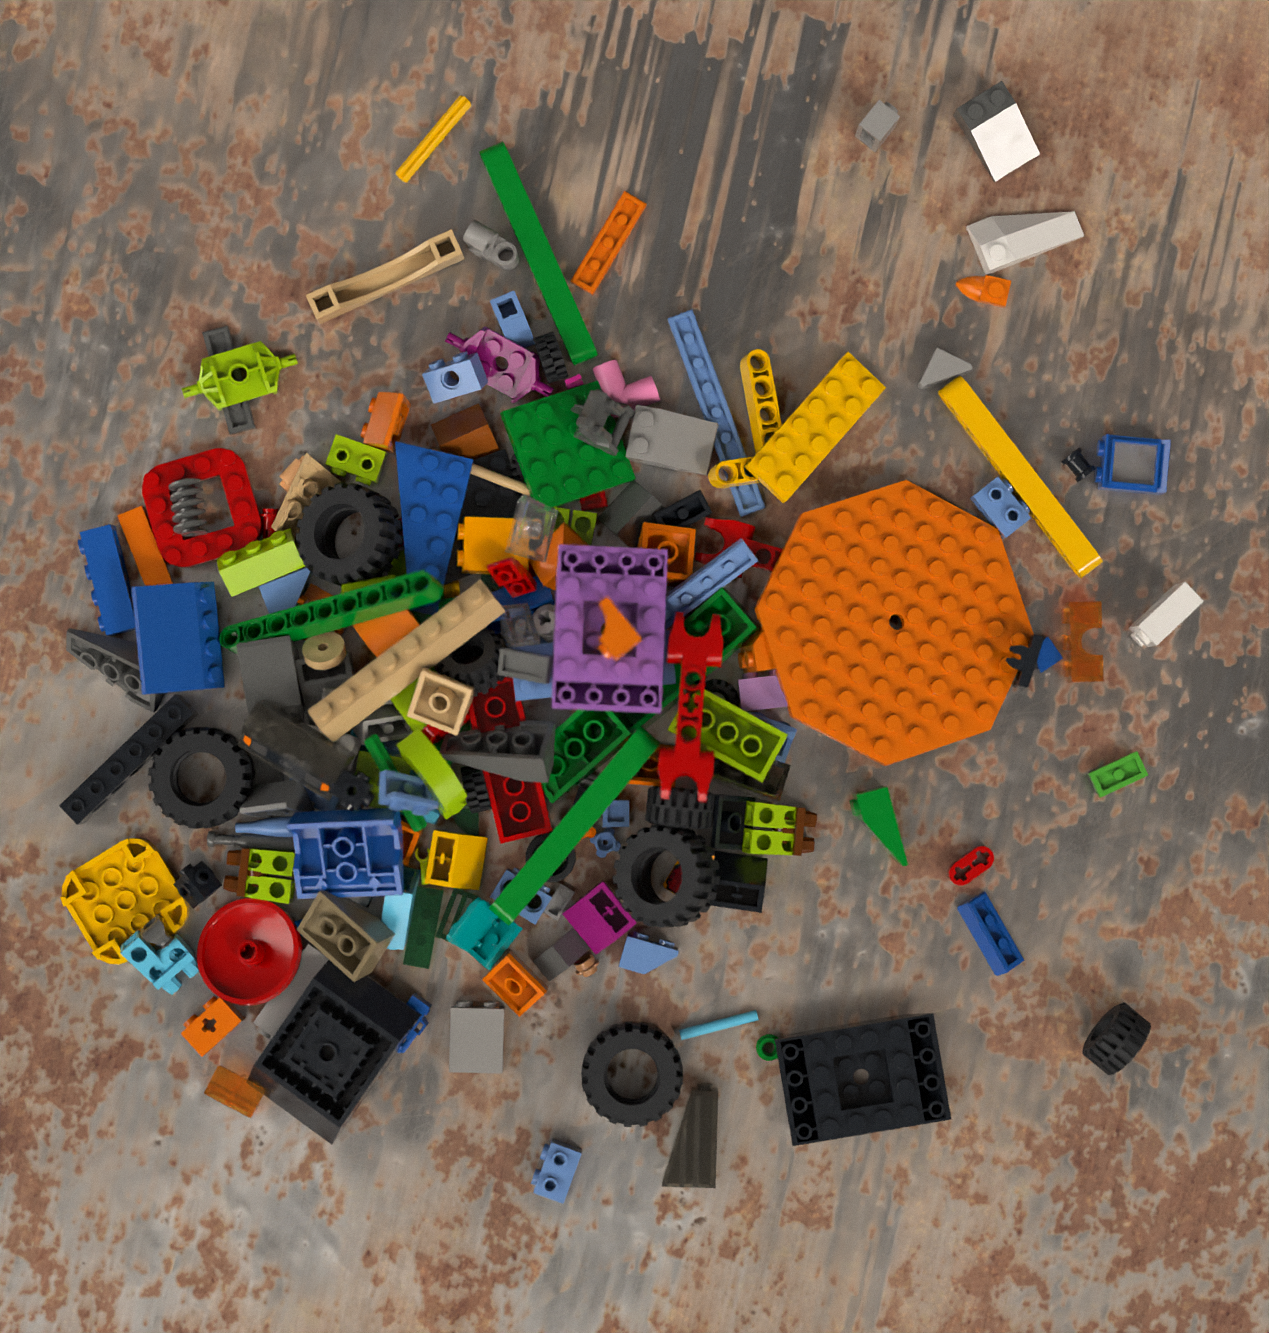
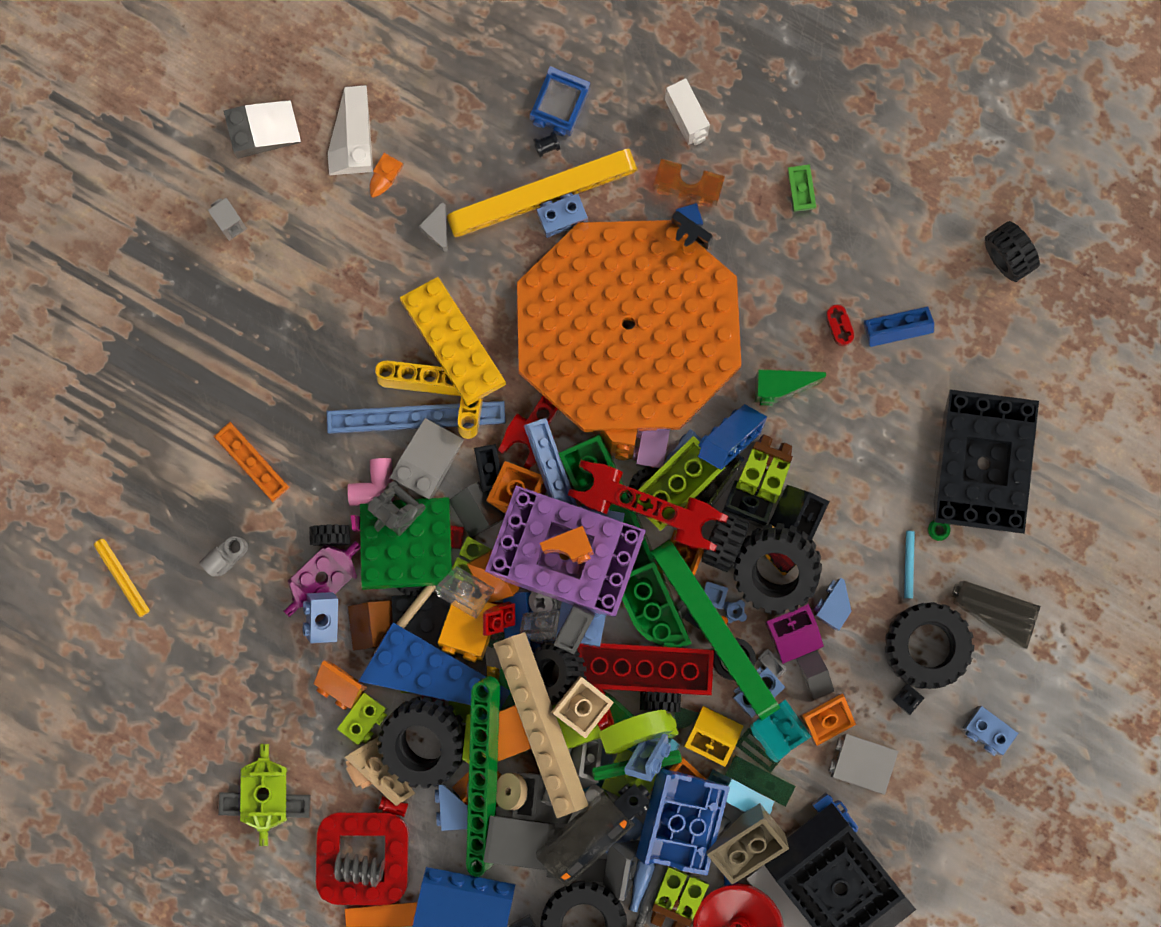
camera: 75 degrees left, 5 degrees down
(260, 562) = (422, 823): lime brick -> none
(414, 265) = (225, 674): tan arch -> none
(423, 865) = (710, 765): neon yellow hand -> none
(512, 319) = (289, 557): medium blue slope -> none
(513, 752) = (641, 660): dark grey wedge -> none
(538, 253) = (241, 520): green beam -> none
(565, 1067) = (908, 699): none -> black tile
(586, 965) = (830, 656): medium nougat plate -> none
(800, 778) = (731, 436): none -> blue brick

